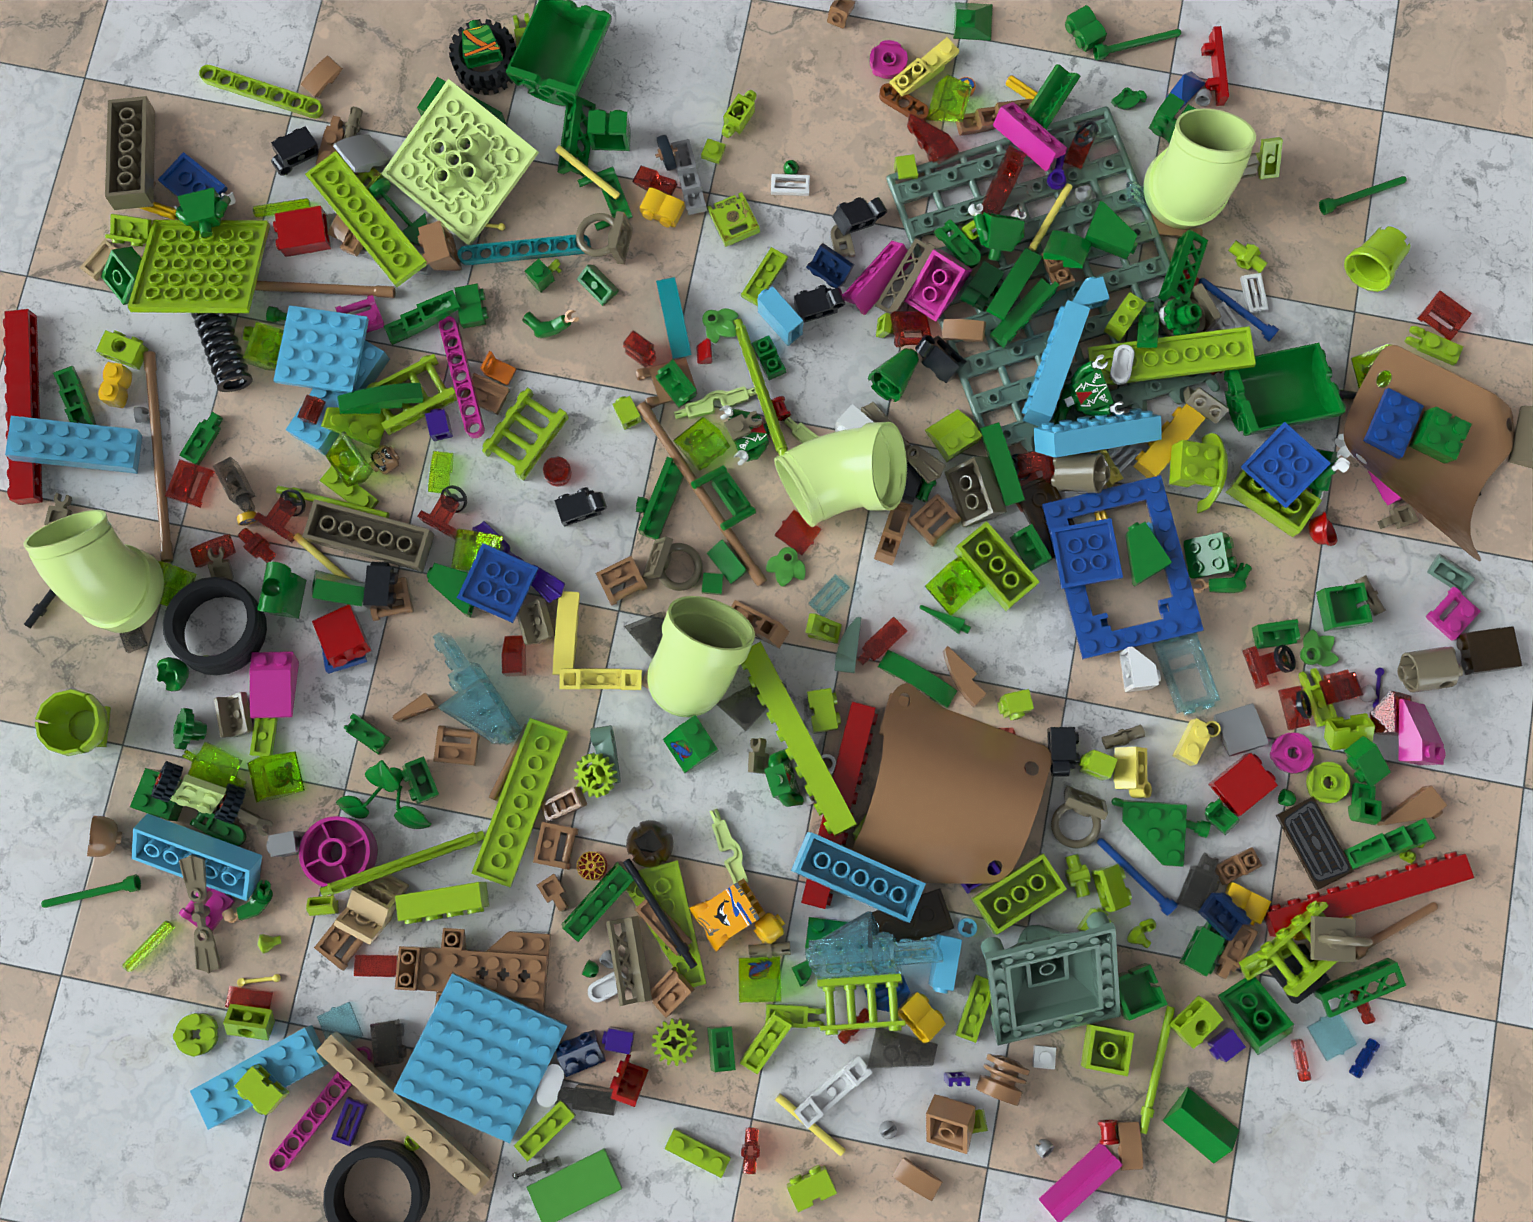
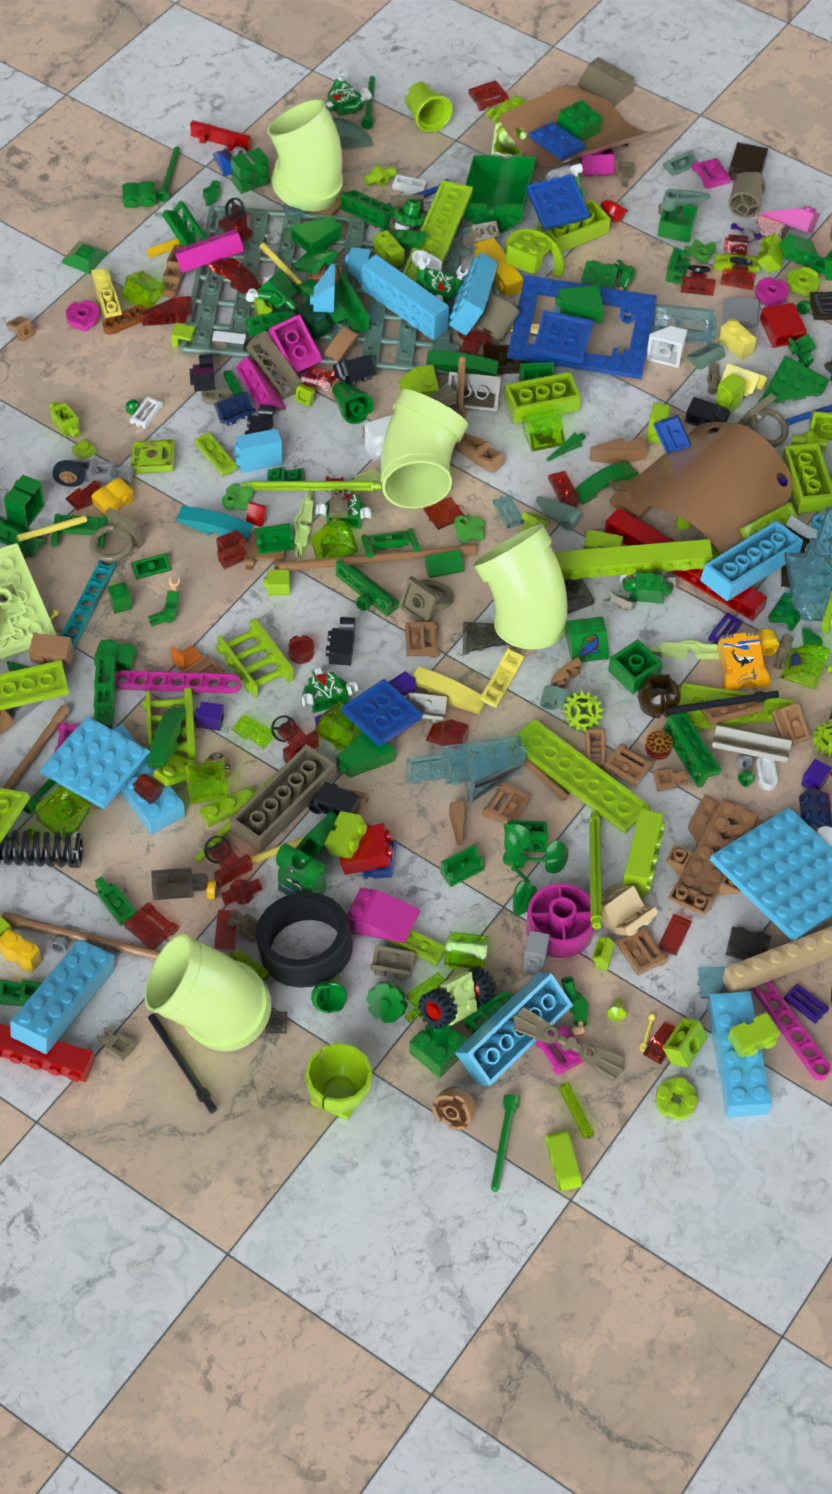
camera: 70 degrees left, 25 degrees down
(89, 955) = (563, 1160): none -> lime beam
(337, 614) = (347, 835): none -> lime brick
(512, 516) = (326, 690): none -> green torso
(631, 737) = (568, 671): none -> medium nougat slope
(673, 806) = (634, 665): none -> green brick
(712, 583) = (457, 581): green tile -> none
(790, 882) = (712, 636): none -> dark purple tile
(868, 248) = (232, 382): none -> green axle
(922, 214) = (229, 337): none -> white sticker
(929, 515) = (477, 424): medium nougat plate -> none
(930, 874) = (781, 514): none -> lime tile
(942, 487) = (459, 408): none -> medium nougat piece
(946, 913) = (801, 528): none -> white sticker
(1001, 725) = (672, 434): none -> blue plate
(1011, 281) = (324, 292): none -> medium azure slope
(1056, 179) = (252, 248): dark purple plate -> none
(1156, 716) = (706, 355): none -> sand green slope
(1296, 187) = (351, 134): none -> sand green brick
(1350, 162) = (344, 98): none -> green torso
(1369, 601) = (676, 197): none -> sand green piece

